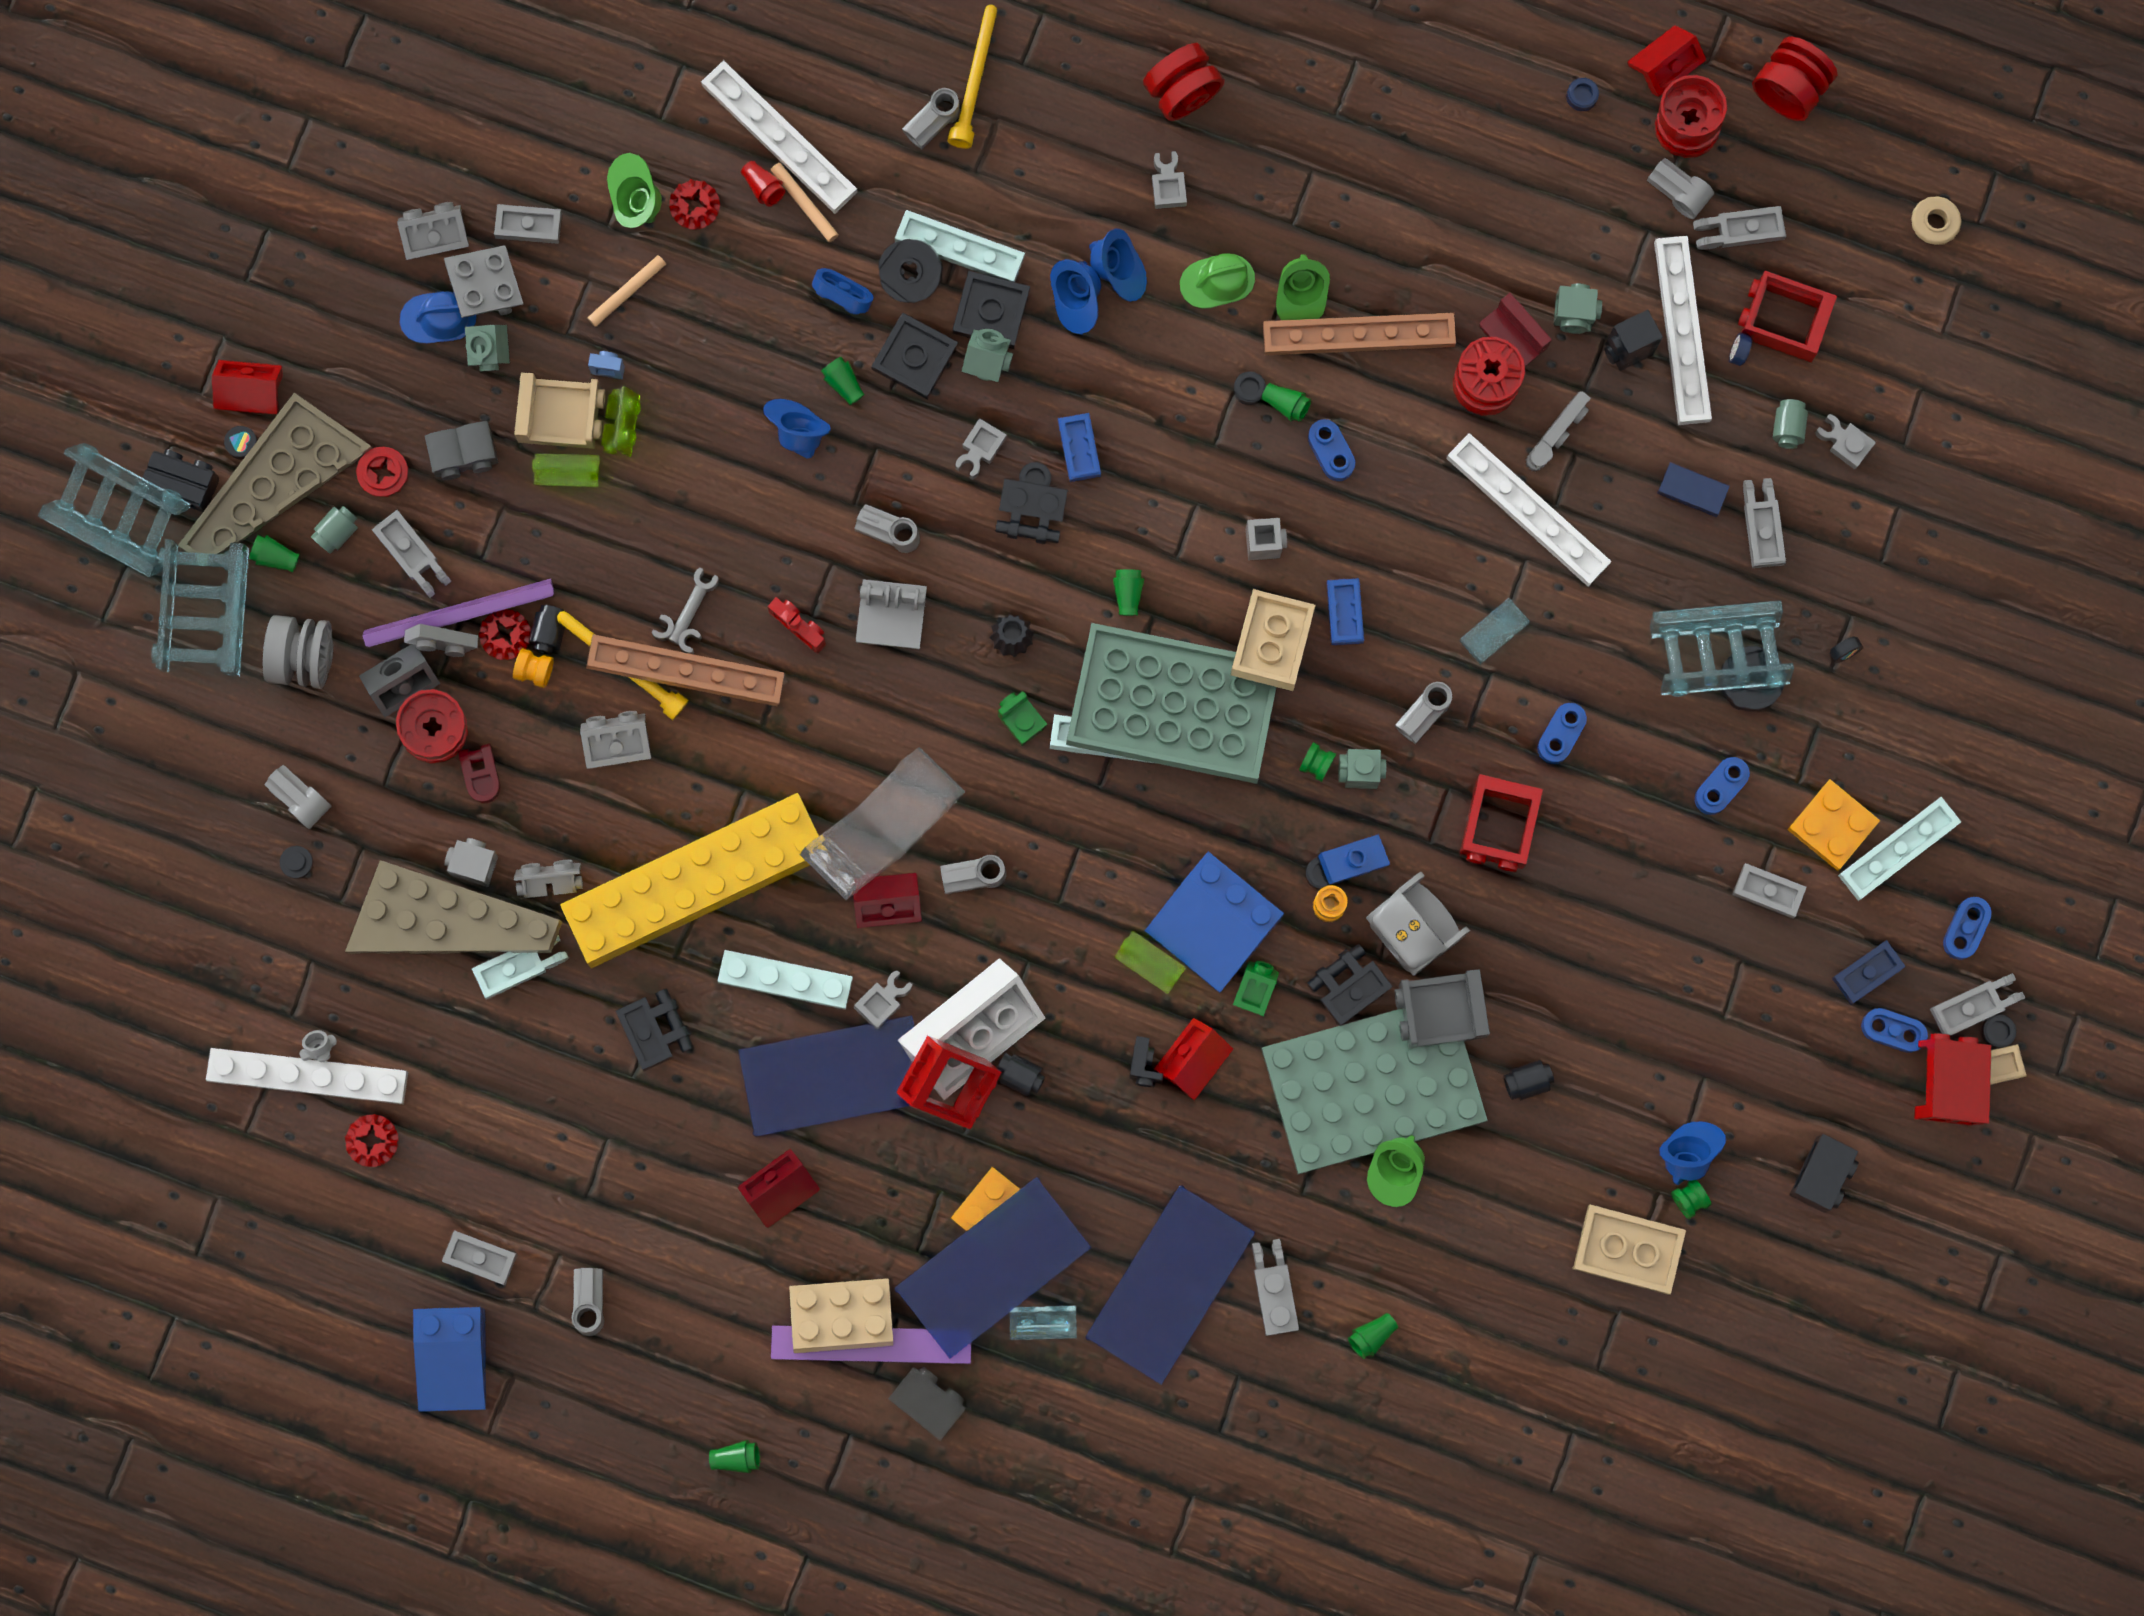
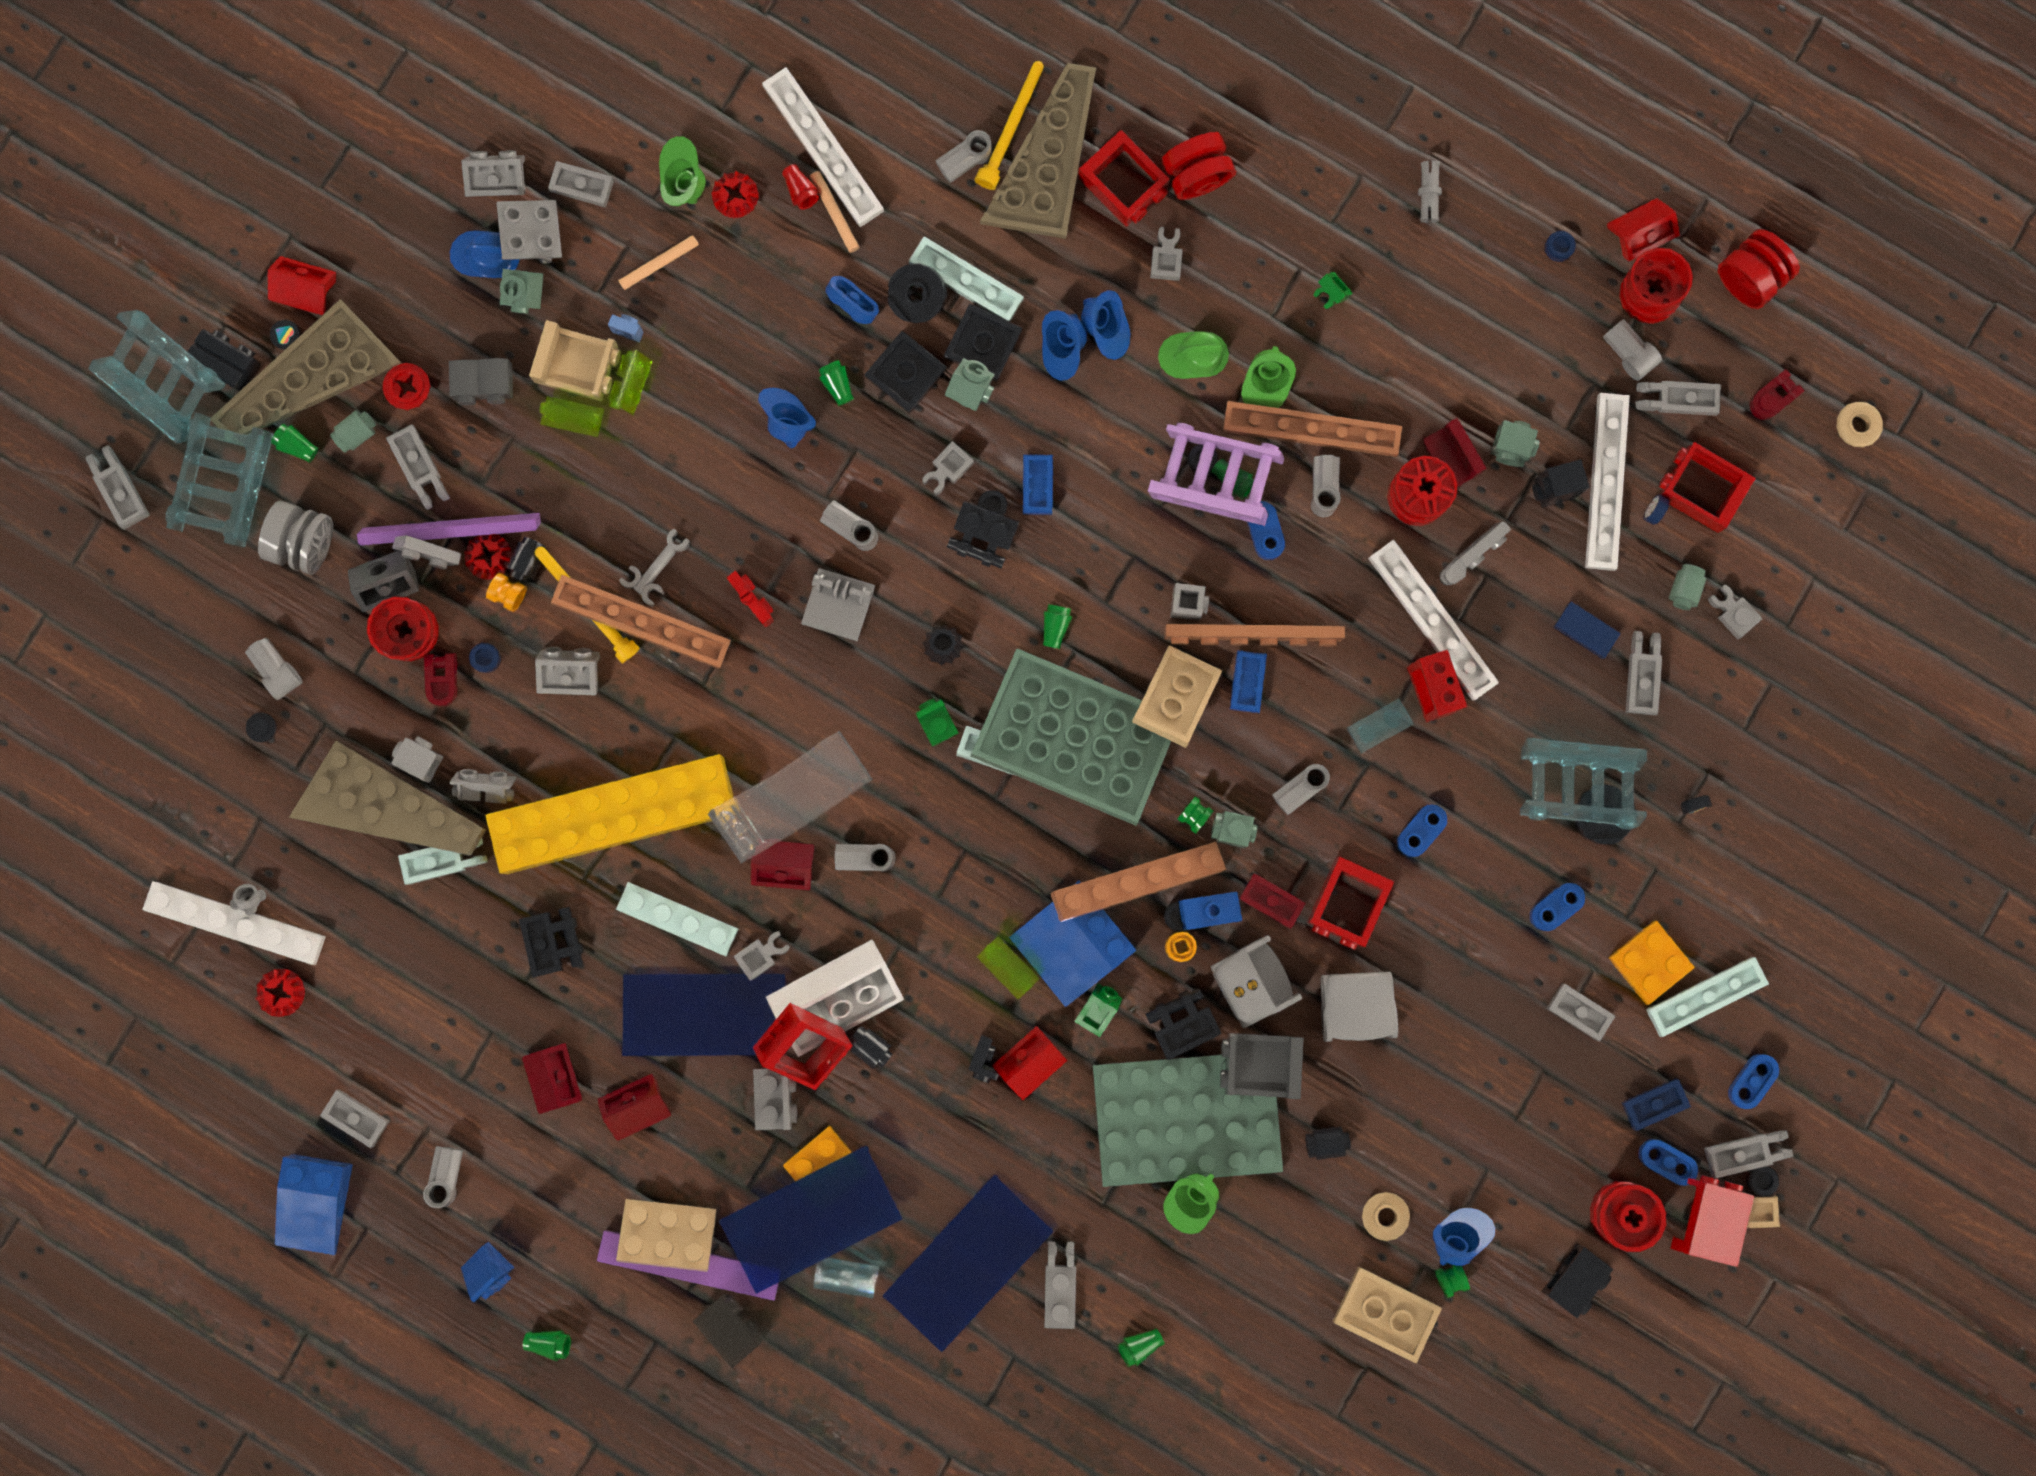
camera: 10 degrees right, 5 degrees up
(92, 640) = (117, 489): none -> light grey hinge
(522, 743) = (485, 658): none -> dark blue tile
(656, 1389) = (486, 1273): none -> blue slope
(683, 1174) = (551, 1078): none -> dark red panel
(926, 1149) = (773, 1100): none -> light grey bracket
(1020, 121) = (1044, 173): none -> dark tan wing
(1081, 91) = (1106, 155): none -> red window
(1271, 841) = (1137, 881): none -> nougat plate
(1281, 427) = (1223, 502): none -> lavender fence
(1328, 562) = (1266, 634): none -> nougat plate
(1353, 183) = (1335, 288): none -> green tile
(1385, 388) = (1325, 484): none -> light grey piece
(1417, 837) = (1272, 901): none -> dark red plate
(1433, 63) = (1430, 191): none -> light grey pin
(1531, 928) = (1358, 1006): none -> light grey piece
(1547, 585) = (1430, 683): none -> red window
(1591, 1152) = (1372, 1209): none -> tan piece
(1834, 215) = (1768, 402): none -> dark red plate
(1878, 1082) = (1646, 1217): none -> red wheel

